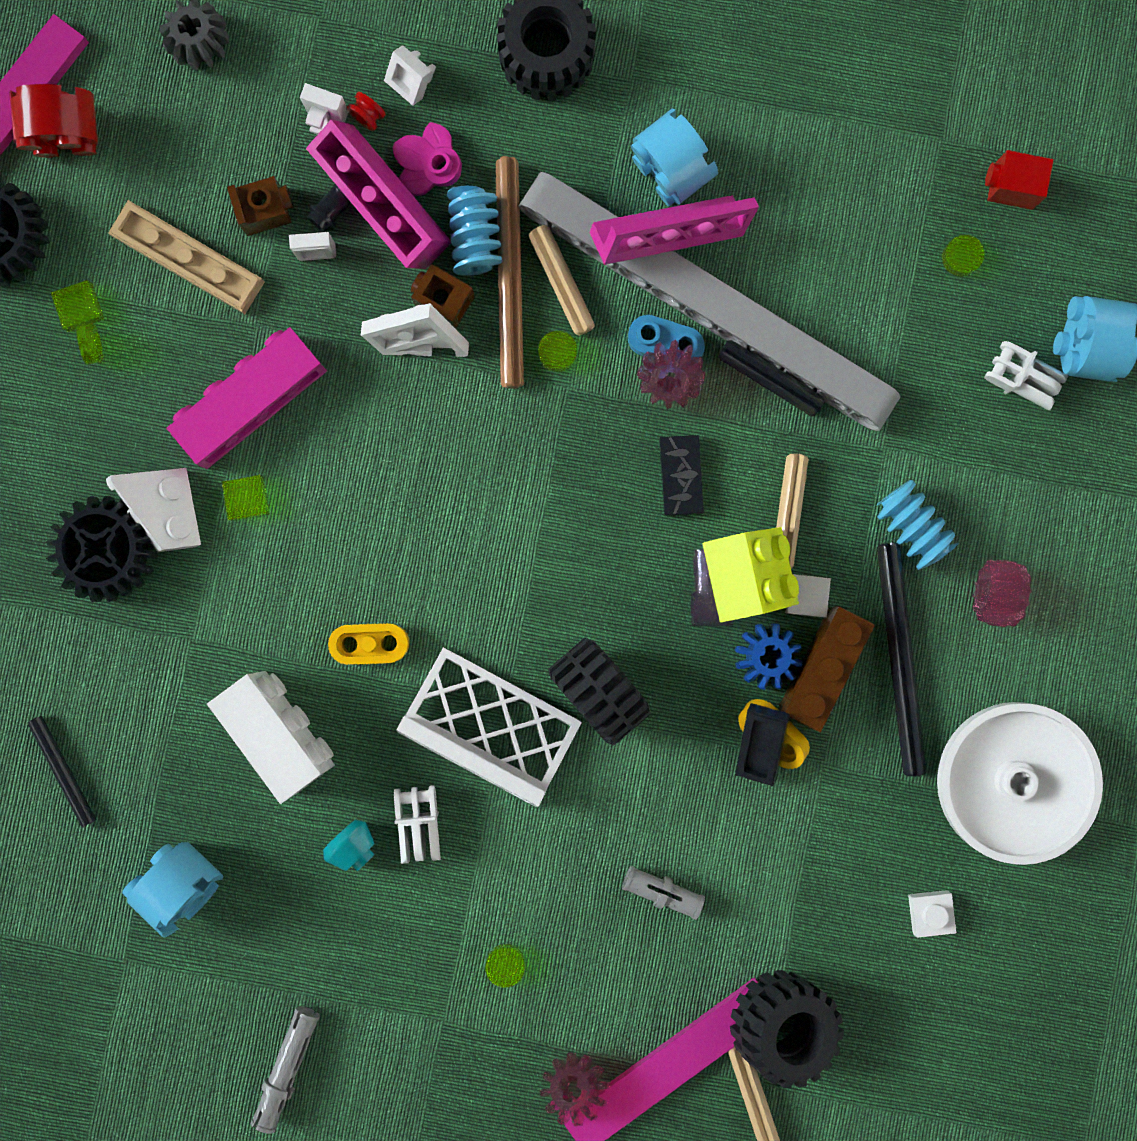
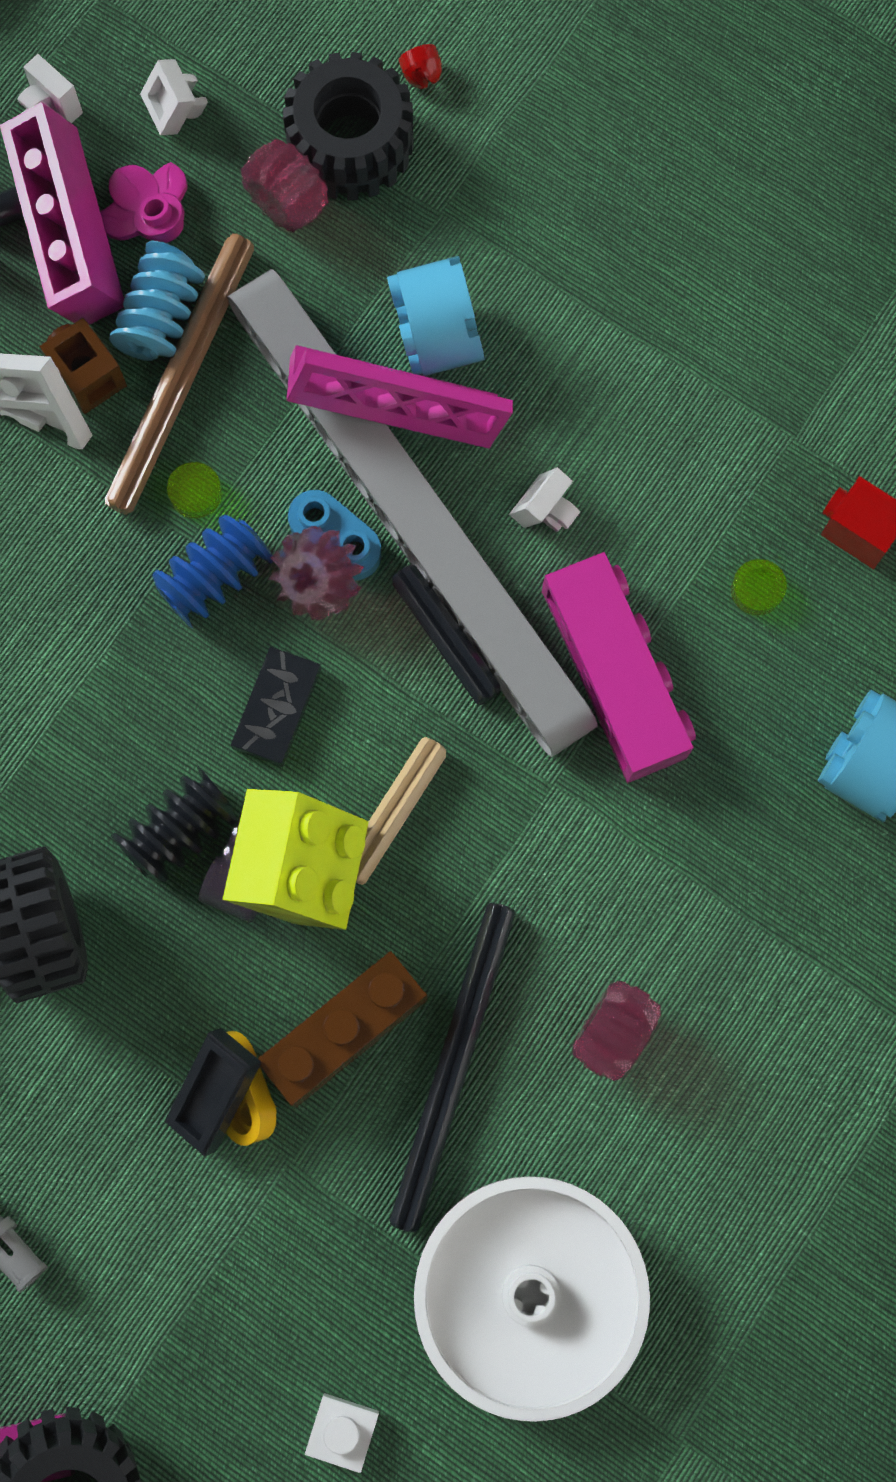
camera: 30 degrees right, 10 degrees down
(365, 111) = (98, 117): red bush -> none
(523, 106) = (284, 185): none -> clear pink gear
(561, 280) = (239, 408): tan axle -> none
(598, 401) = (211, 568): none -> blue piece
(657, 584) = (176, 826): none -> black piece
(779, 664) = (266, 967): blue gear -> none
(799, 257) = (545, 502): none -> white tile
(812, 596) = (369, 929): white tile -> none
(897, 352) = (617, 666): none -> dark pink brick
(916, 525) = (543, 896): medium azure piece -> none
(1029, 378) = (779, 775): white arm -> none

